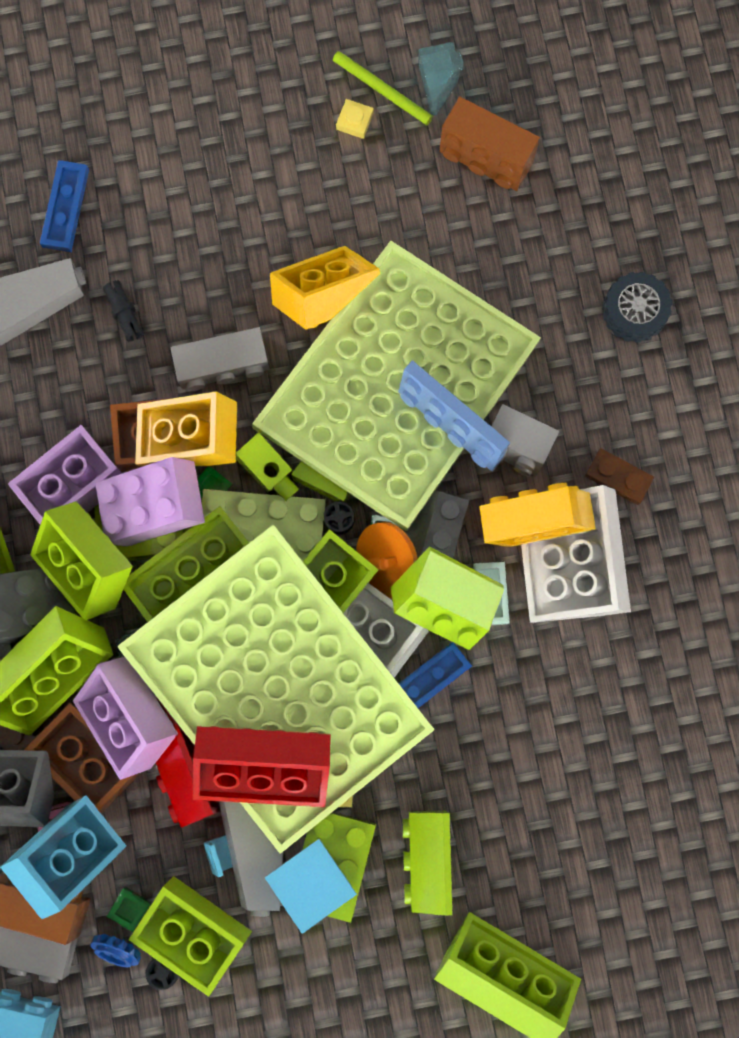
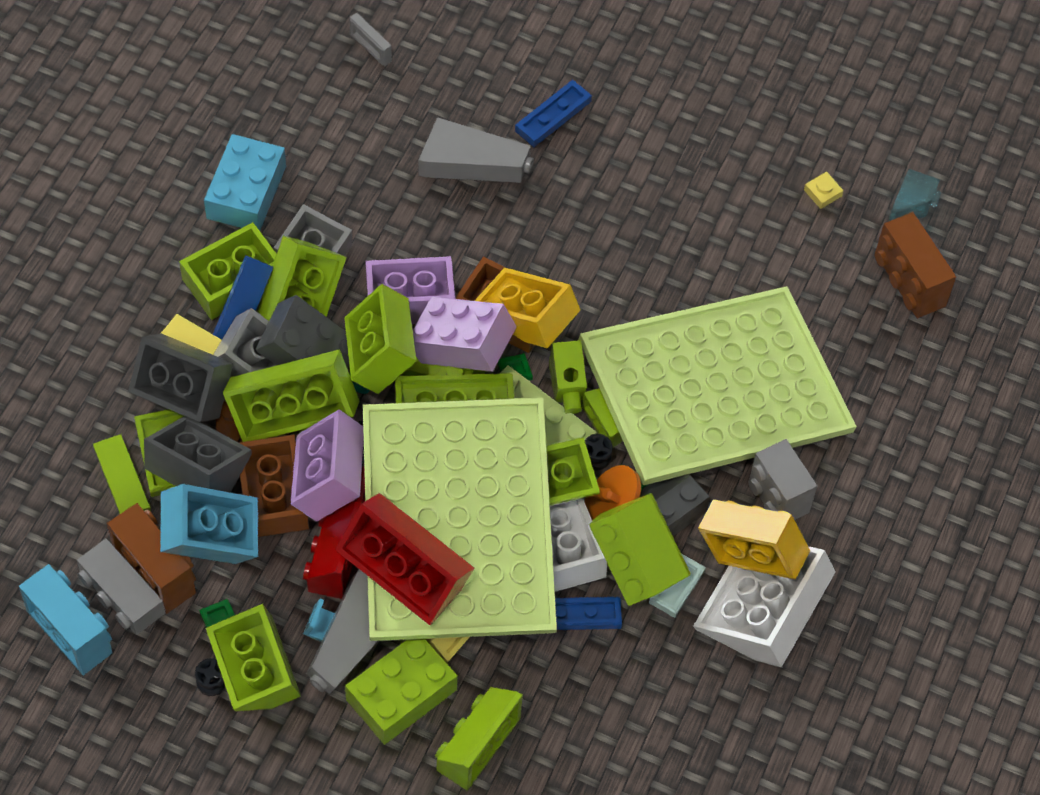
camera: 30 degrees right, 20 degrees down
(115, 950) = (188, 633): blue gear -> none
(123, 311) = (542, 208): black pin -> none
(220, 359) = (595, 284): light grey brick -> none
(310, 886) = (374, 678): medium azure tile -> none
(320, 285) = (705, 280): yellow slope -> none
(383, 88) = (861, 182): lime bar -> none
(452, 416) = (739, 421): medium blue plate -> none
(619, 475) = (849, 570): reddish brown plate -> none
(637, 307) = (953, 455): black wheel -> none

